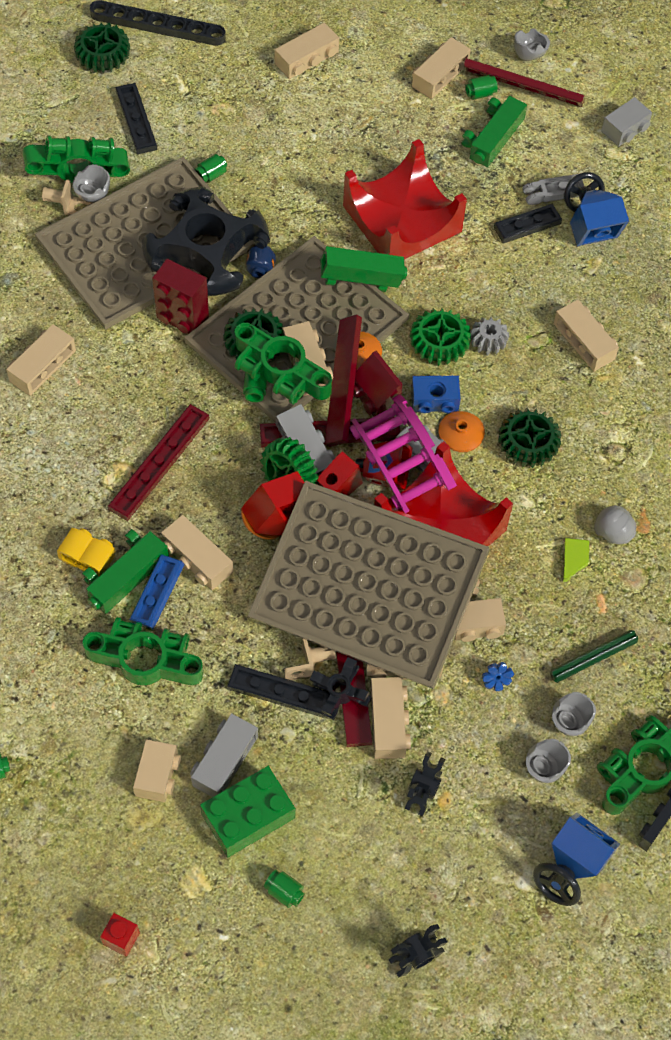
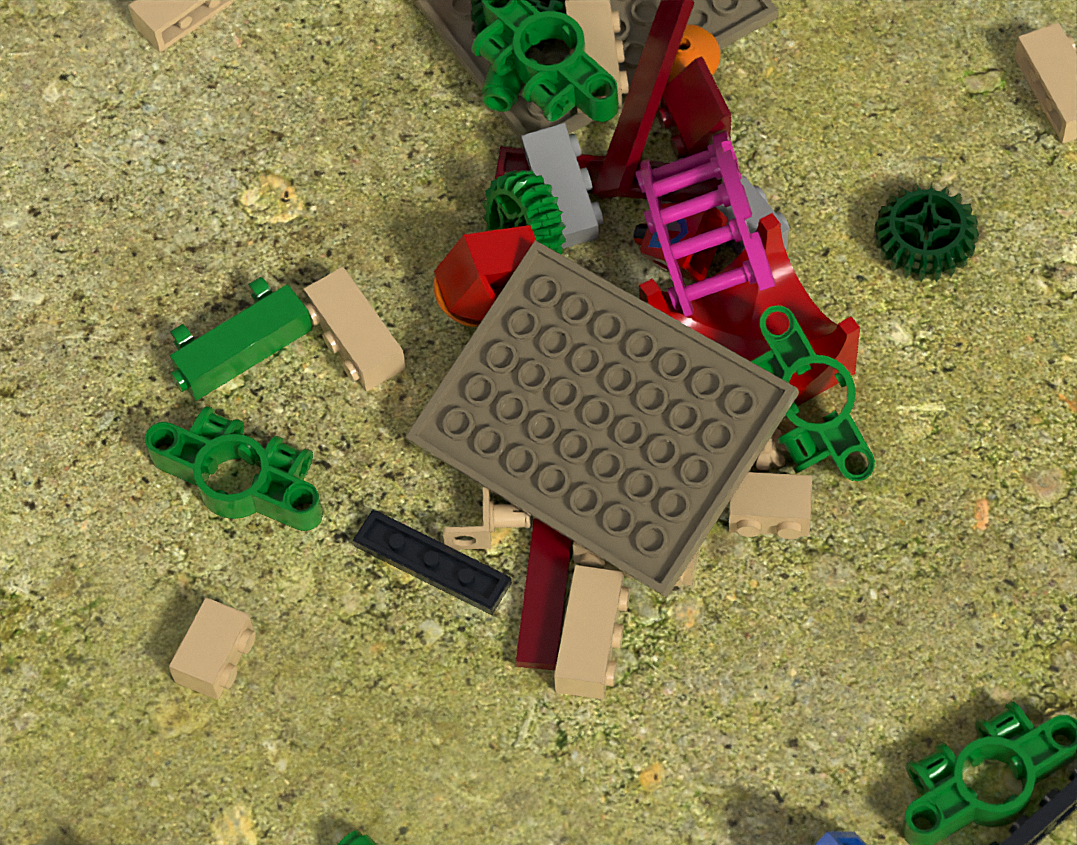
camera: 20 degrees right, 0 degrees up
(84, 551) = (182, 299): yellow brick -> none
(157, 591) = (279, 378): blue tile -> none
(158, 462) = (330, 182): dark red tile -> none
(224, 755) = (321, 645): light grey brick -> none
(248, 811) = (336, 735): green brick -> none
(336, 698) = (530, 585): black pin -> none
(341, 475) = (603, 246): red torso -> none
(424, 783) = (619, 742): black pin -> none
(427, 341) = (840, 60): green gear -> none
(444, 386) = (778, 126): blue brick -> none
(461, 439) = (820, 219): orange dish -> none
(489, 335) = (901, 61): light grey gear -> none
(497, 676) = (780, 597): blue plant -> none
(509, 568) = (838, 432): none -> green piece
(548, 760) = (825, 742): light grey hair -> none
(573, 714) = (885, 677): light grey hair -> none
(575, 557) = (955, 433): lime tile -> none
(594, 656) = (946, 593): dark green axle -> none
(615, 525) = (1034, 392): light grey hair -> none

